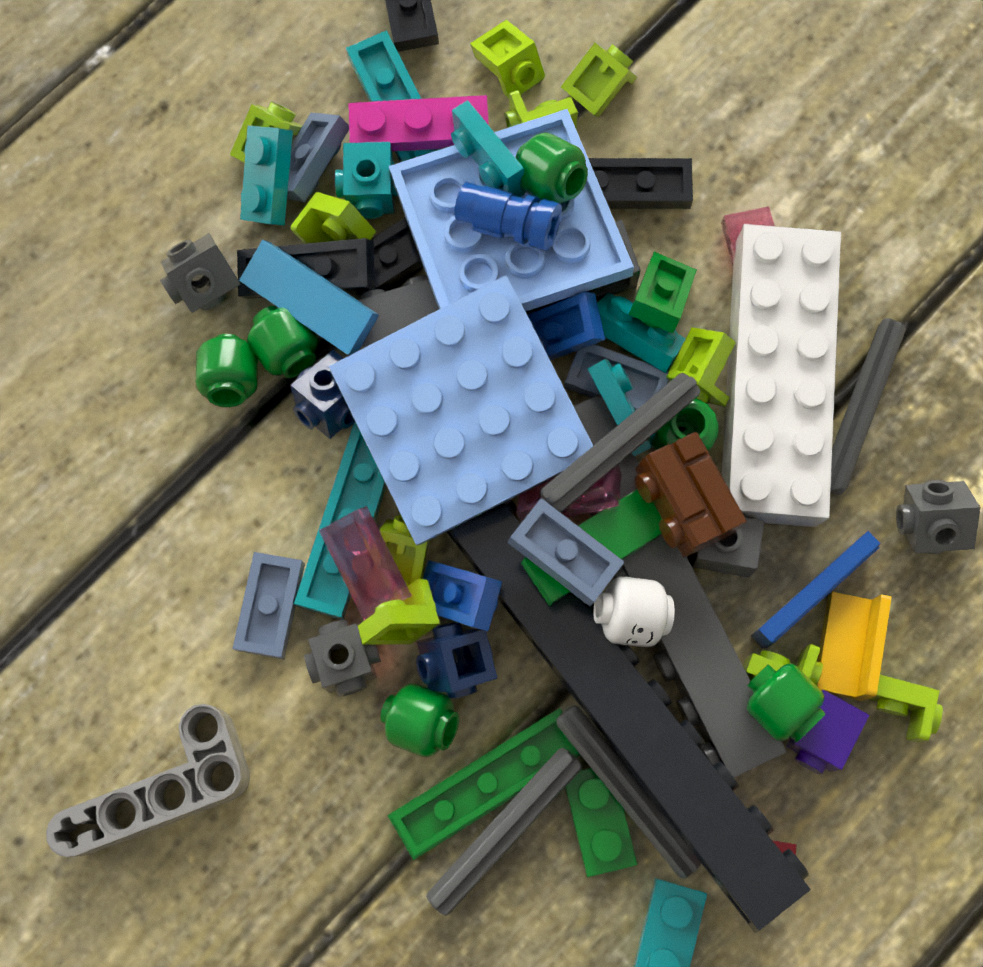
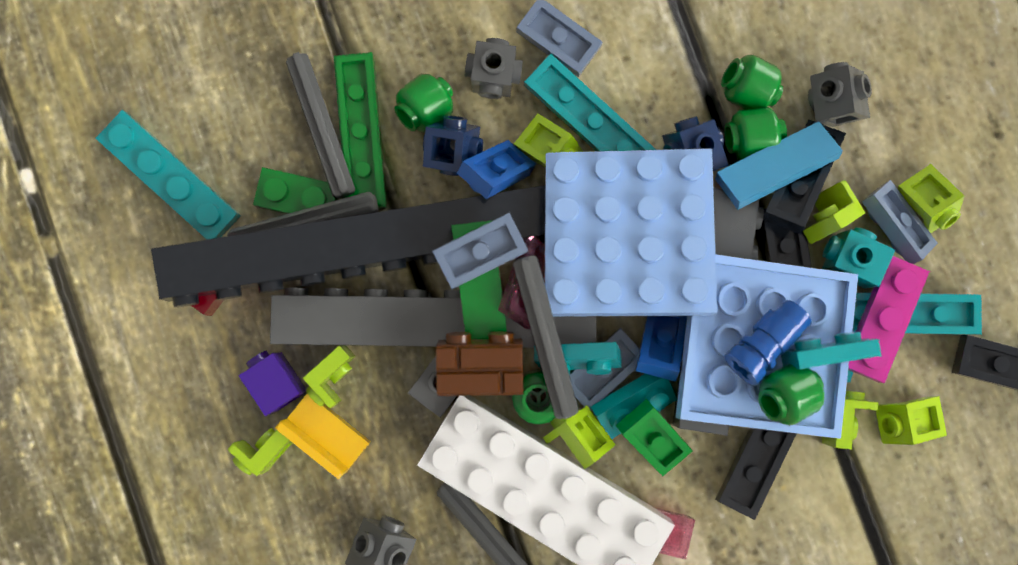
camera: 110 degrees right, 10 degrees up
(266, 175) = (898, 181): teal plate -> none
(364, 561) = (552, 112): clear pink plate -> none
(401, 619) = (496, 123): lime bracket -> none
(599, 78) = (859, 484): lime bracket -> none
(634, 612) = (416, 282): white head -> none
(785, 702) = (300, 358): green head -> none
(816, 590) = (374, 431): blue tile -> none

